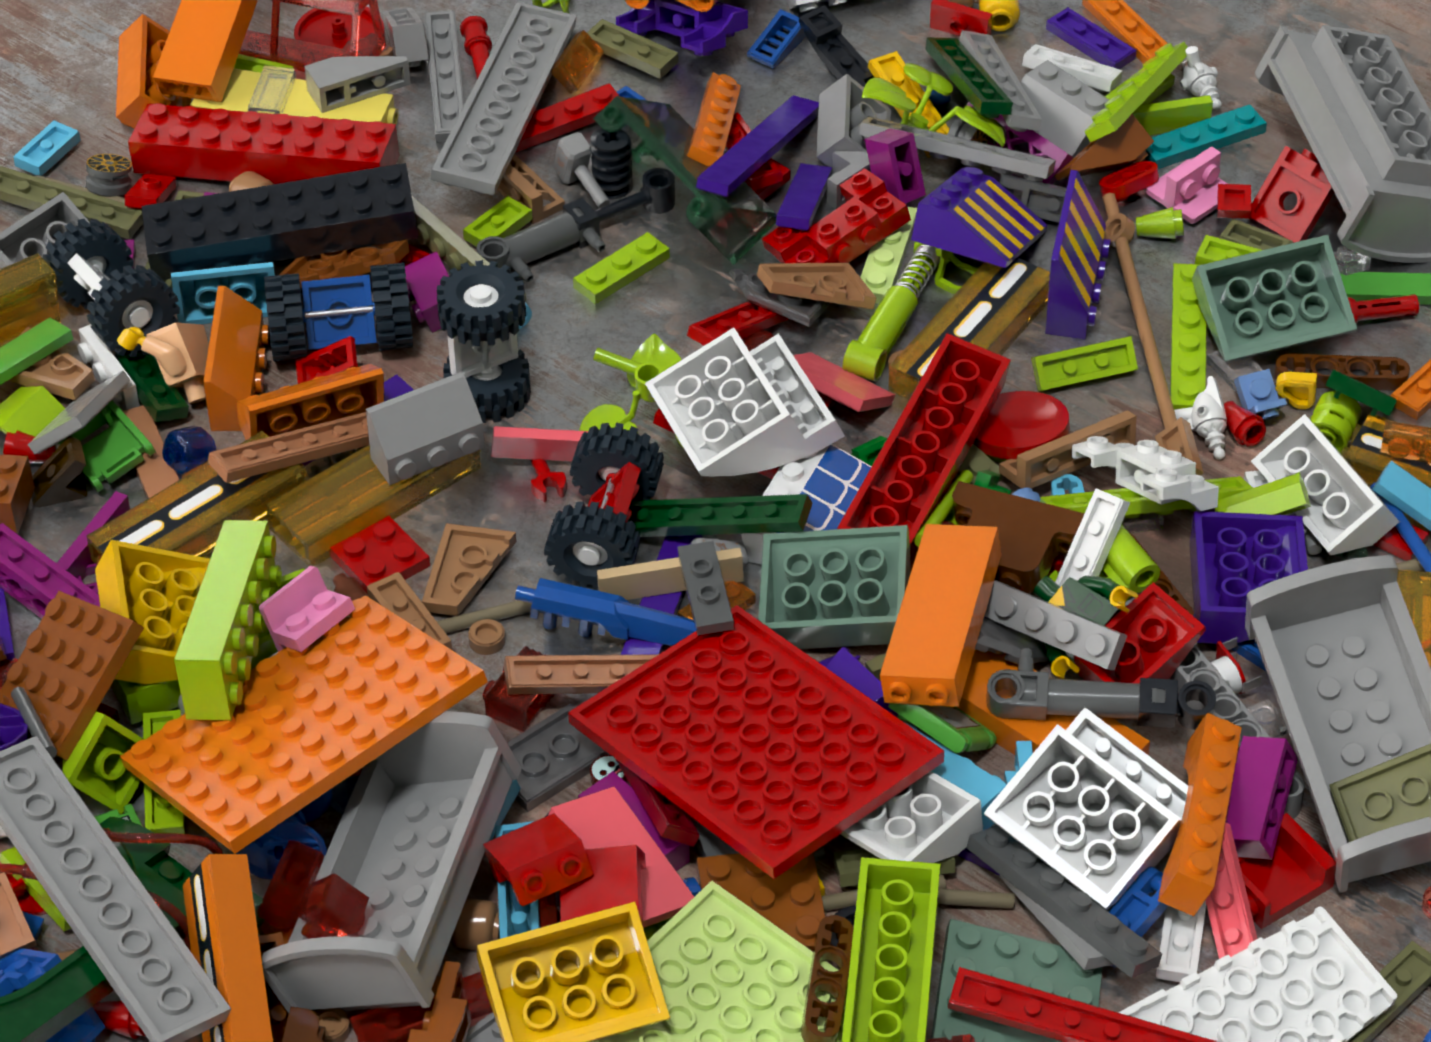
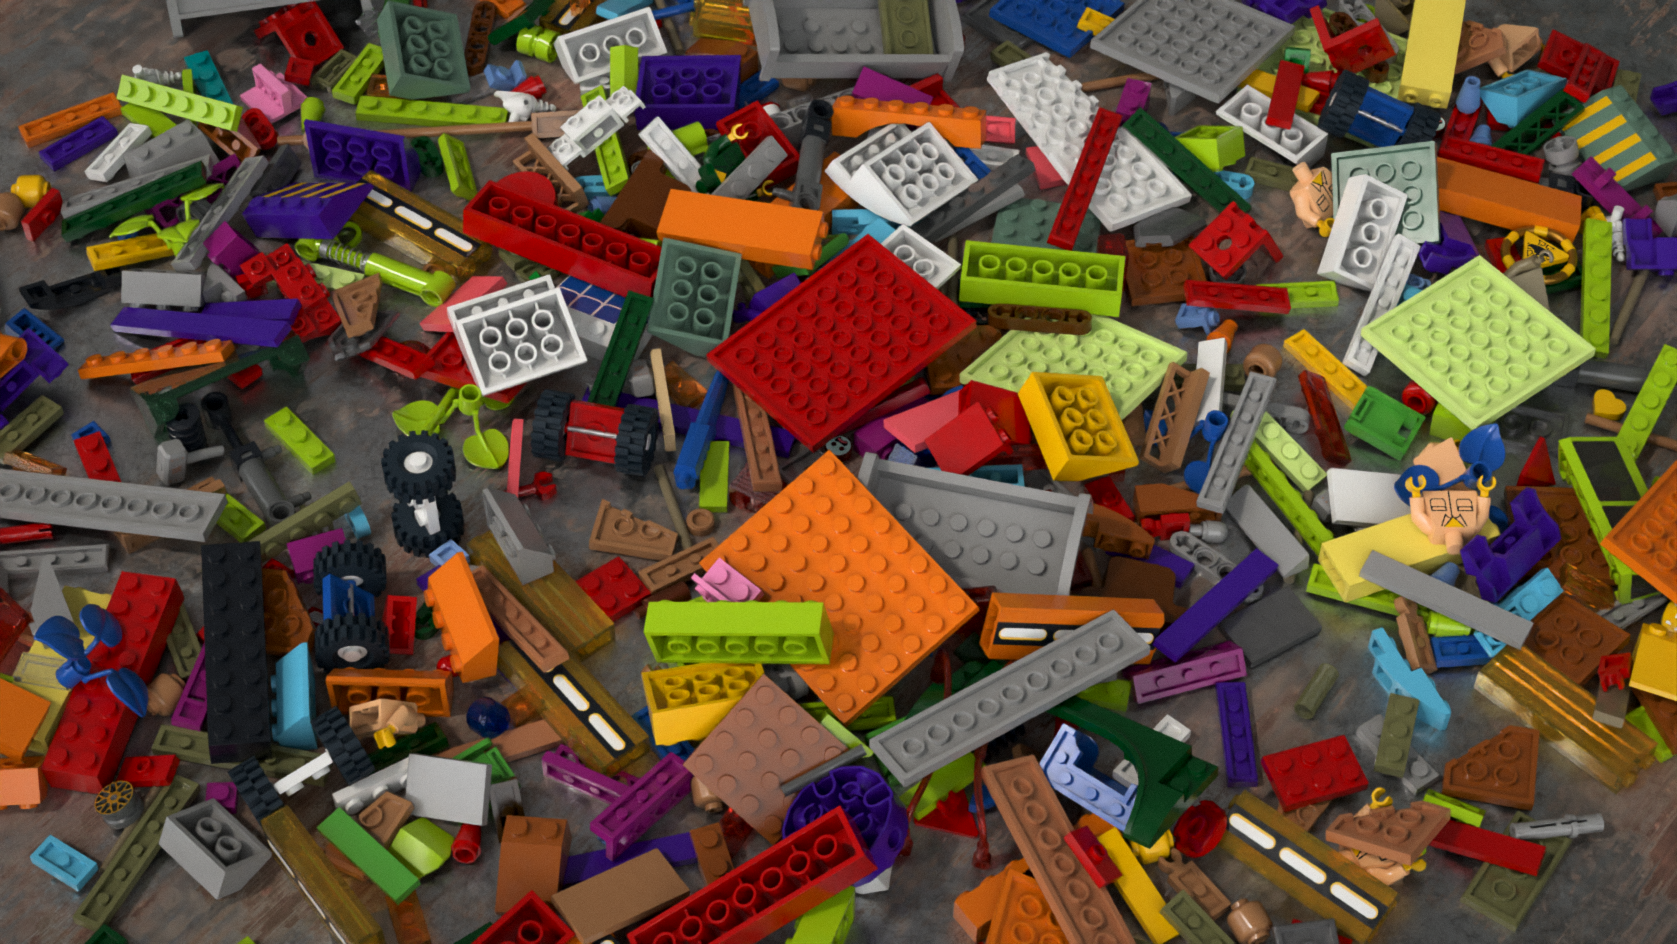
camera: 90 degrees left, 5 degrees up
(305, 100) = (64, 639): none -> blue plant
(332, 908) = (1005, 570): clear red brick -> none
(561, 642) = (715, 478): none -> lime tile
(705, 588) = (695, 366): dark grey plate -> none
(1108, 330) = (431, 154): none -> dark green beam
(1297, 388) = (503, 53): yellow tile -> none

